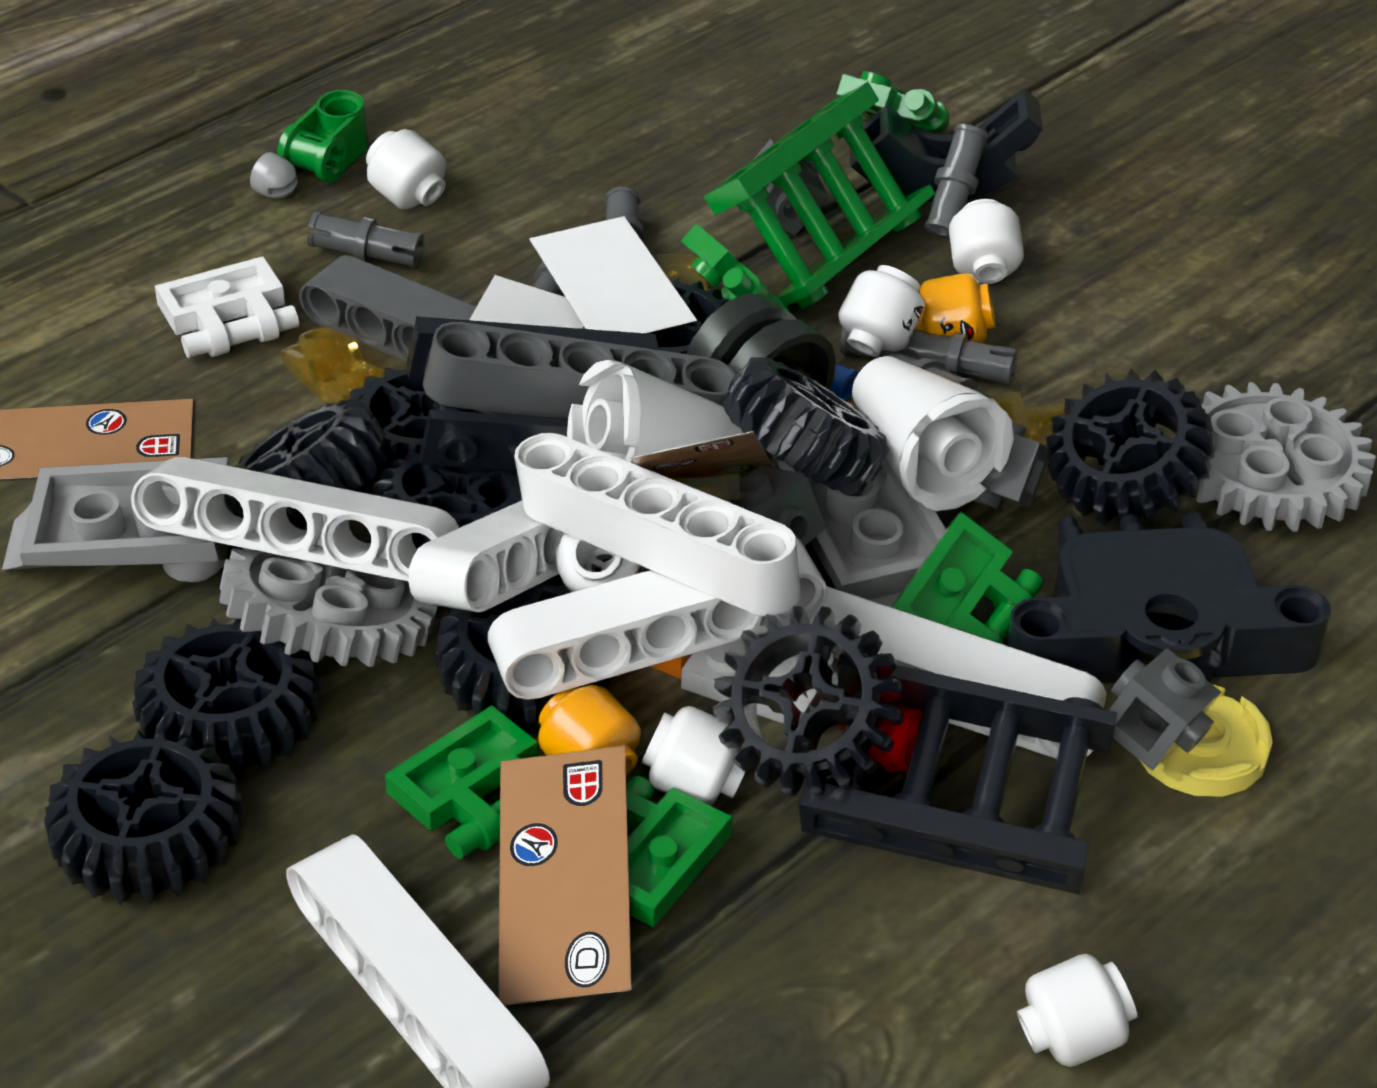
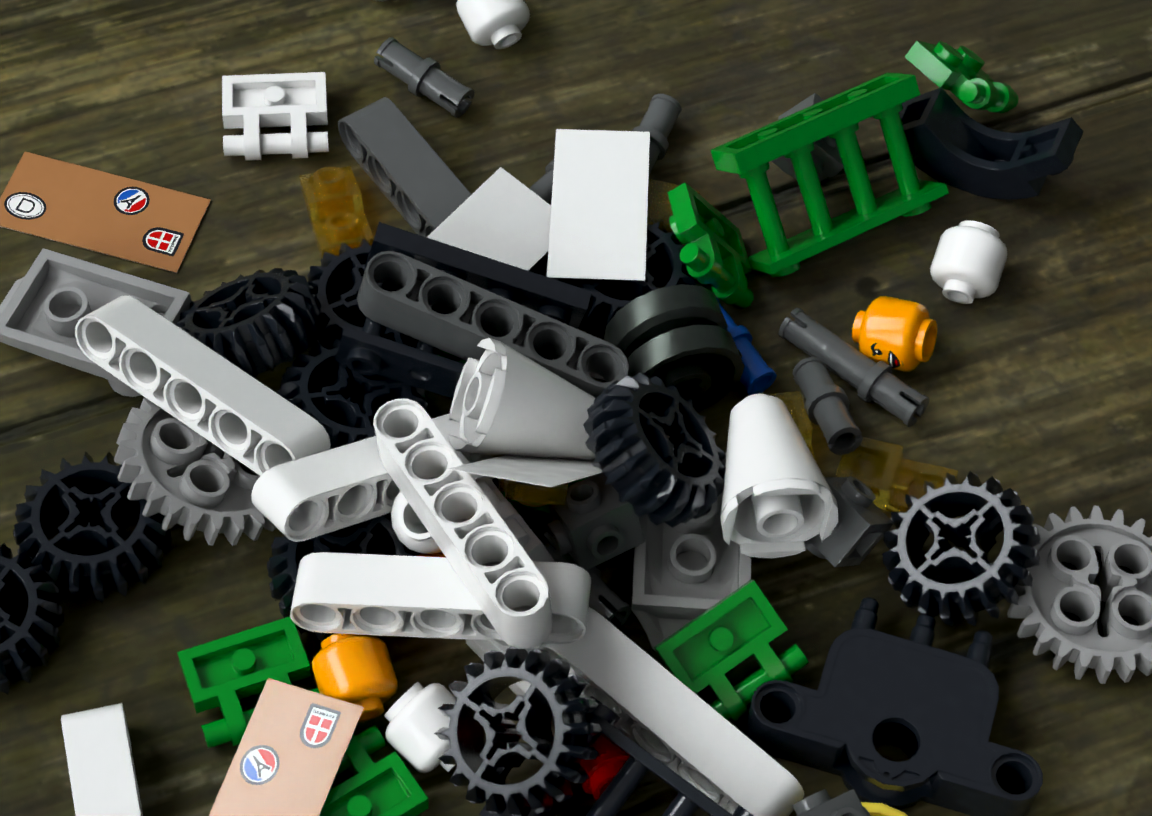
camera: 20 degrees right, 15 degrees up
(882, 310) = (815, 323): white head -> none
(956, 178) = (973, 185): dark grey pin -> none

